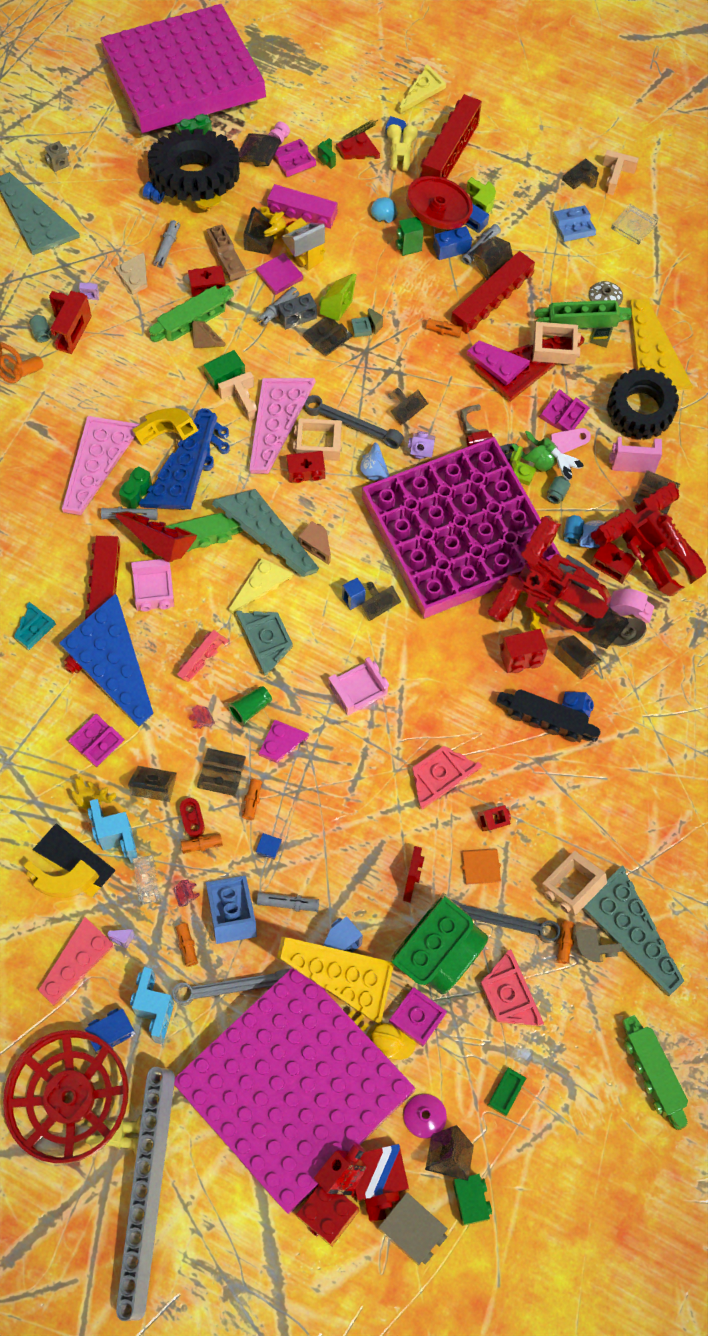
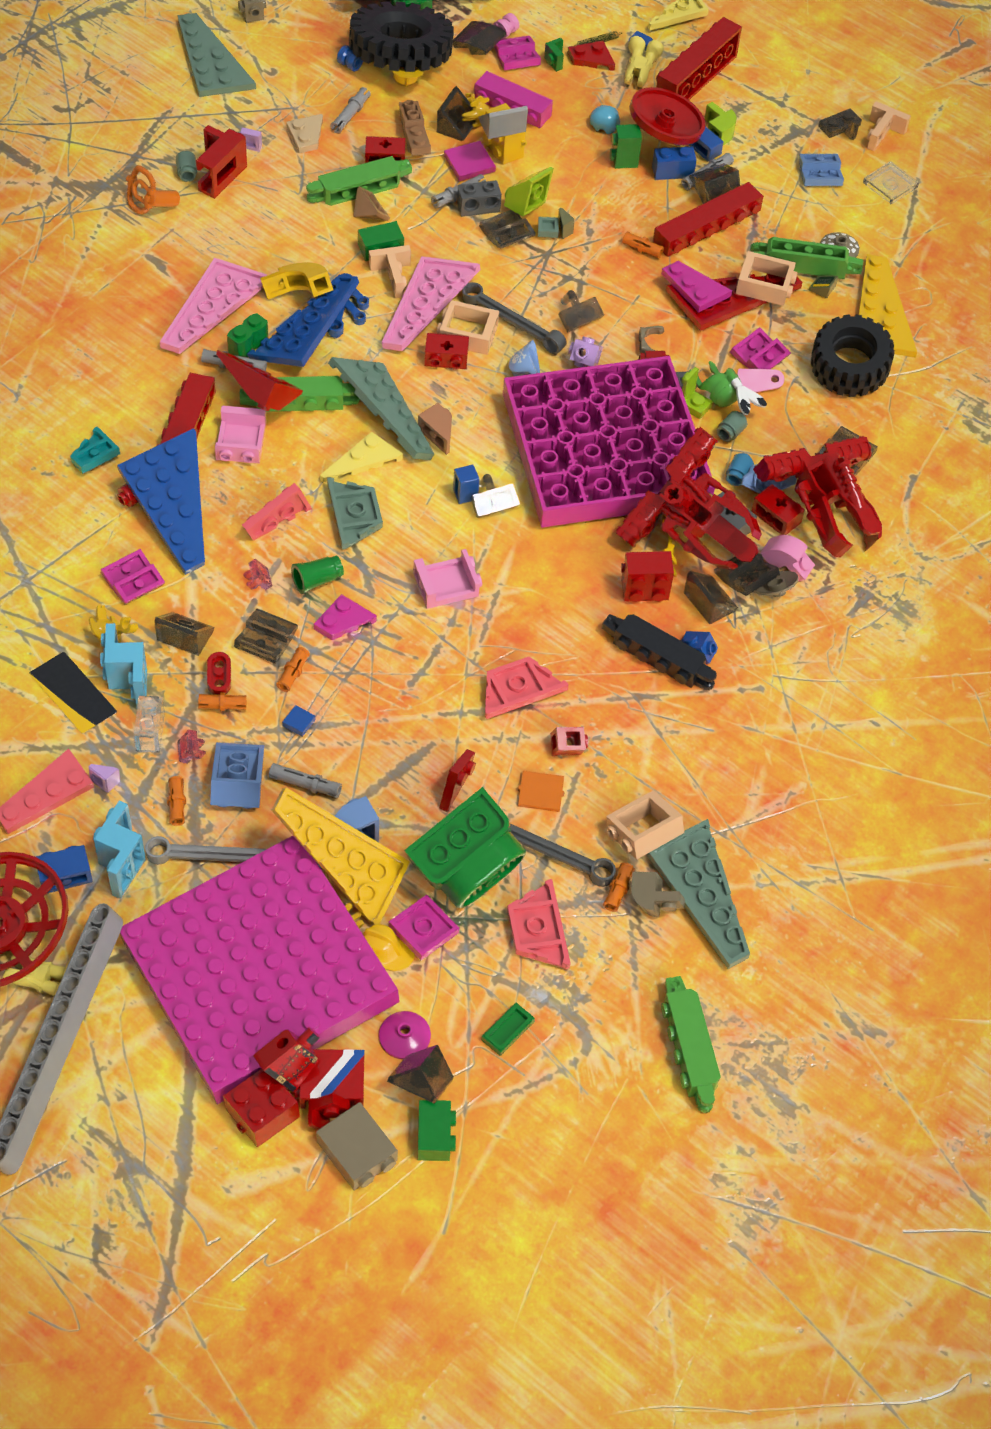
camera: 10 degrees right, 10 degrees down
(64, 886) = (54, 712): yellow arch -> none
(635, 458) = (829, 408): bright pink panel -> none

